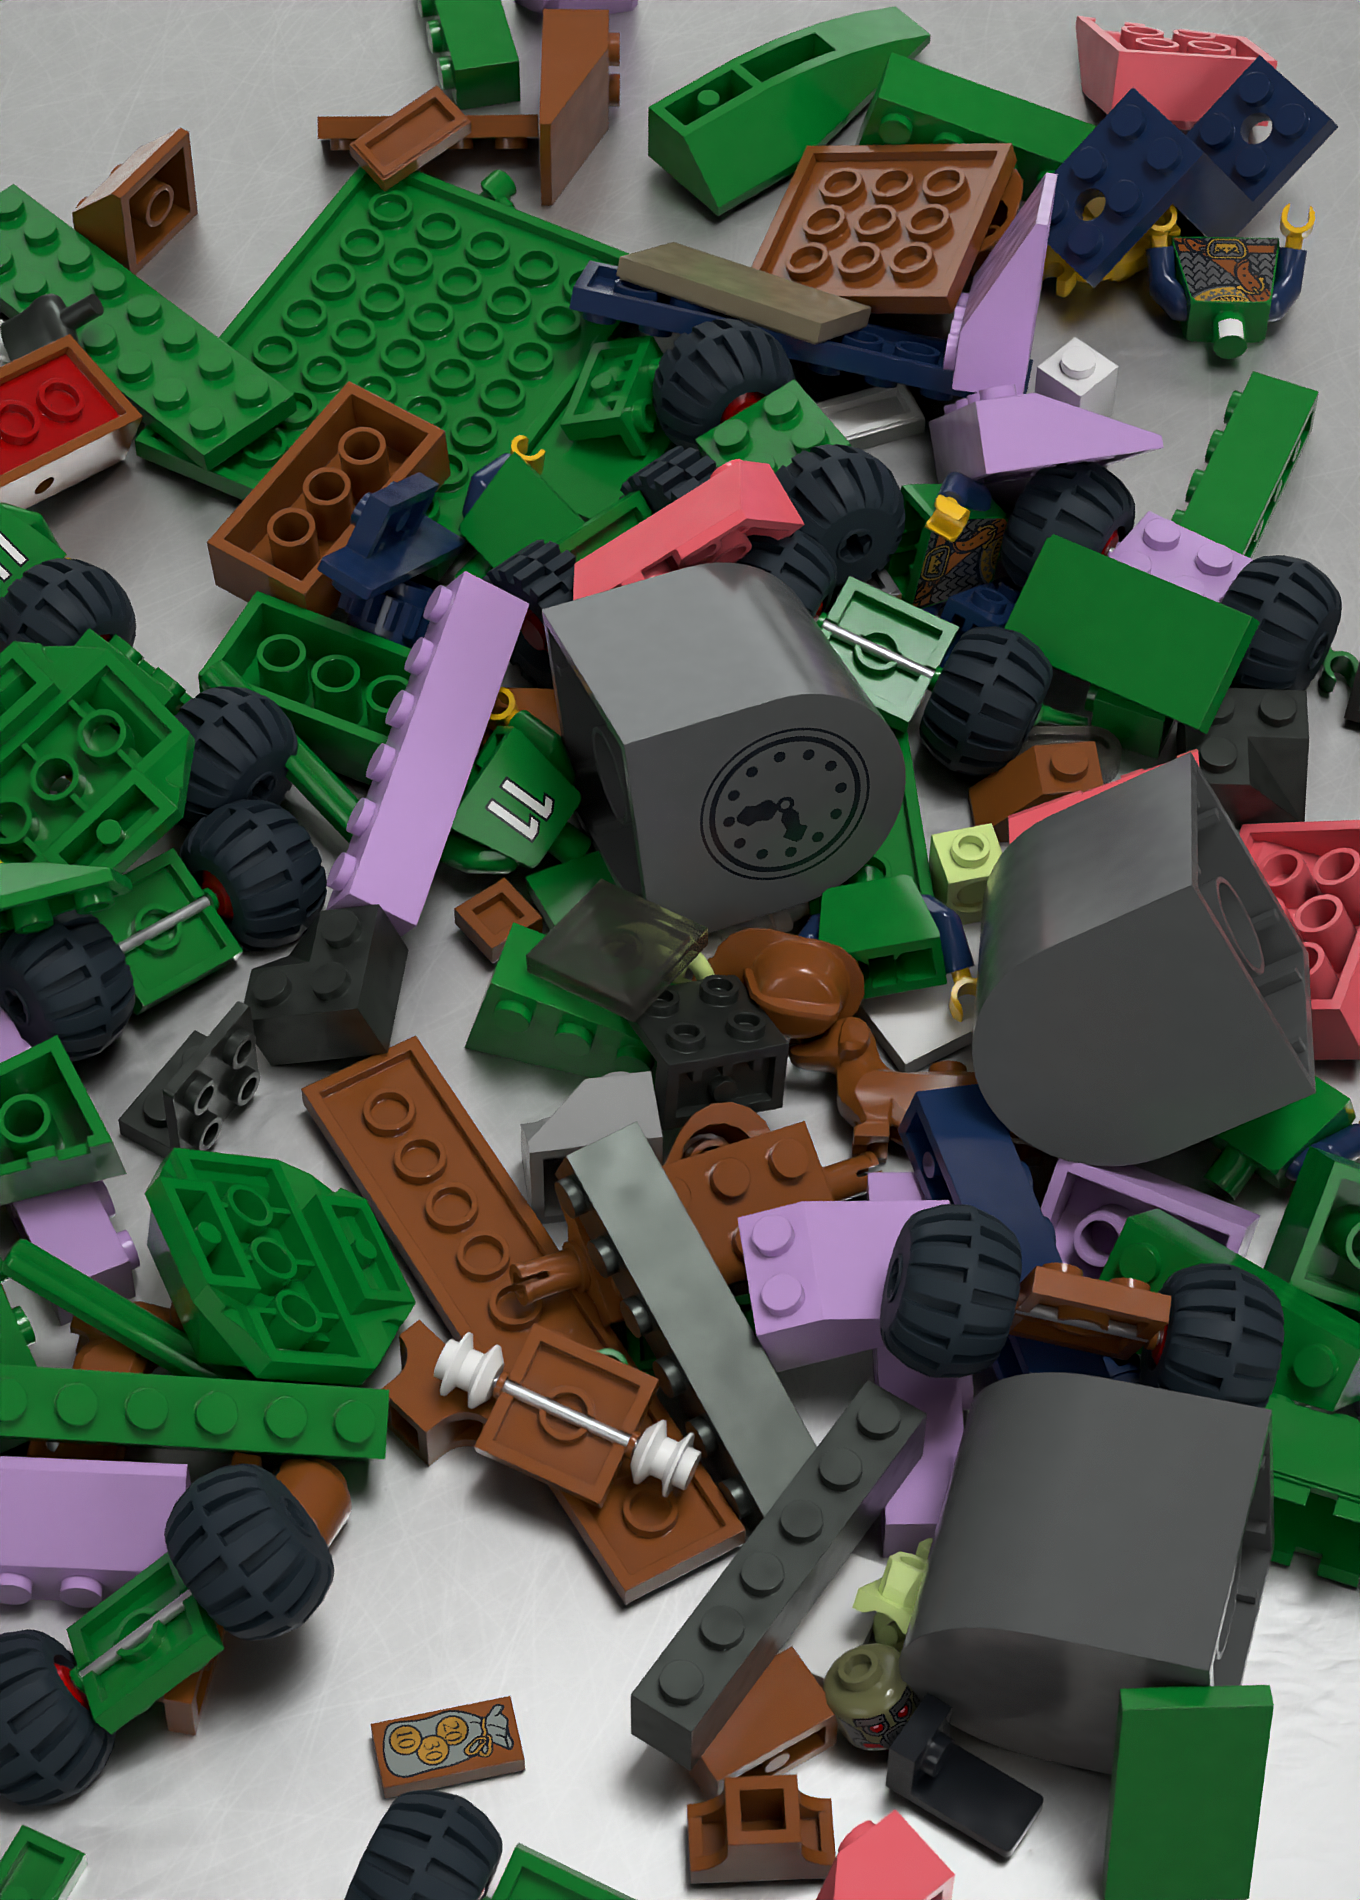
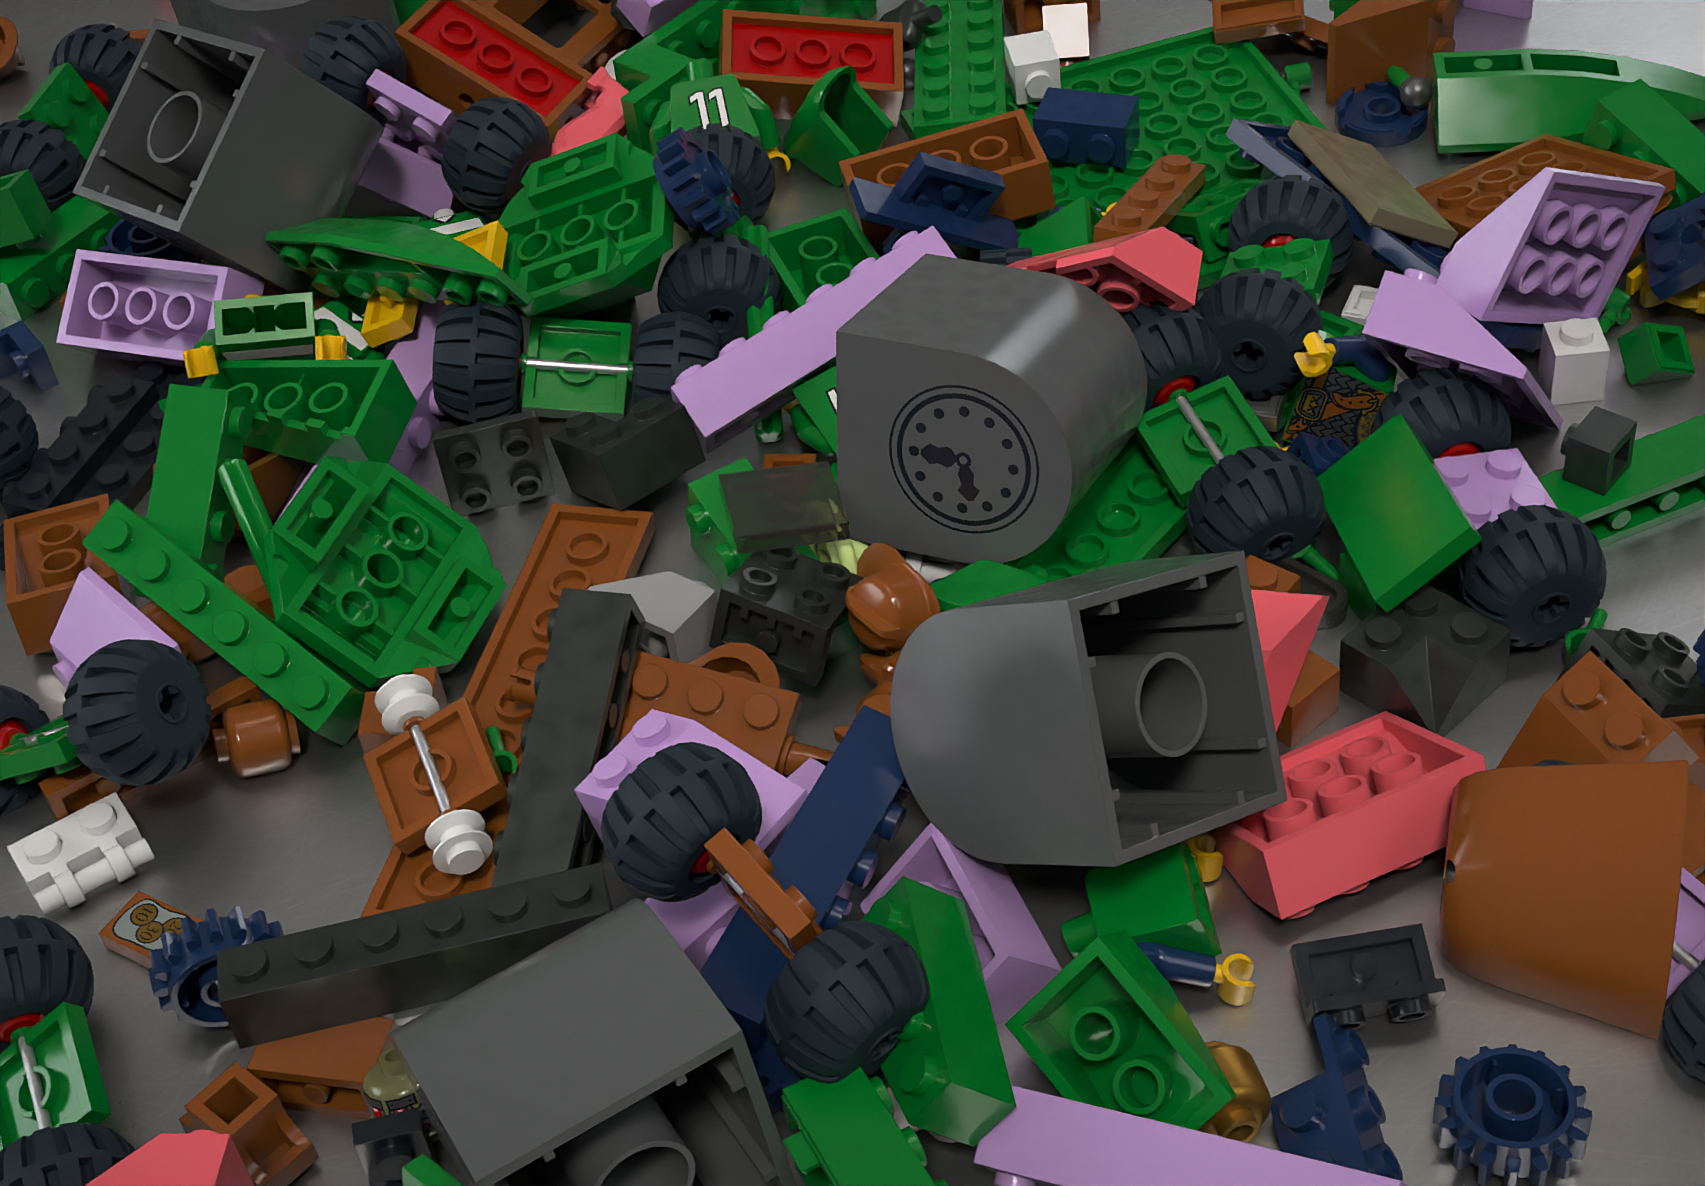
camera: 50 degrees right, 10 degrees down
(102, 500) = (835, 125): none -> green piece
(160, 652) = (695, 183): none -> dark blue gear
(216, 260) = (1068, 31): none -> slope
(235, 1731) = (80, 854): none -> white plate
(247, 315) = (1031, 65): none -> white brick
(390, 356) = (1087, 126): none -> dark blue brick
(557, 424) = (1153, 198): none -> dark orange plate
(585, 1721) = (186, 967): none -> dark blue gear
(612, 217) = (1360, 117): none -> dark blue tile
(646, 156) = (1414, 91): none -> flat silver piece
(1046, 318) = (1615, 310): none -> green hand
(1127, 343) = (1655, 354): none -> green slope
(1218, 476) = (1598, 450): none -> pearl dark grey plate

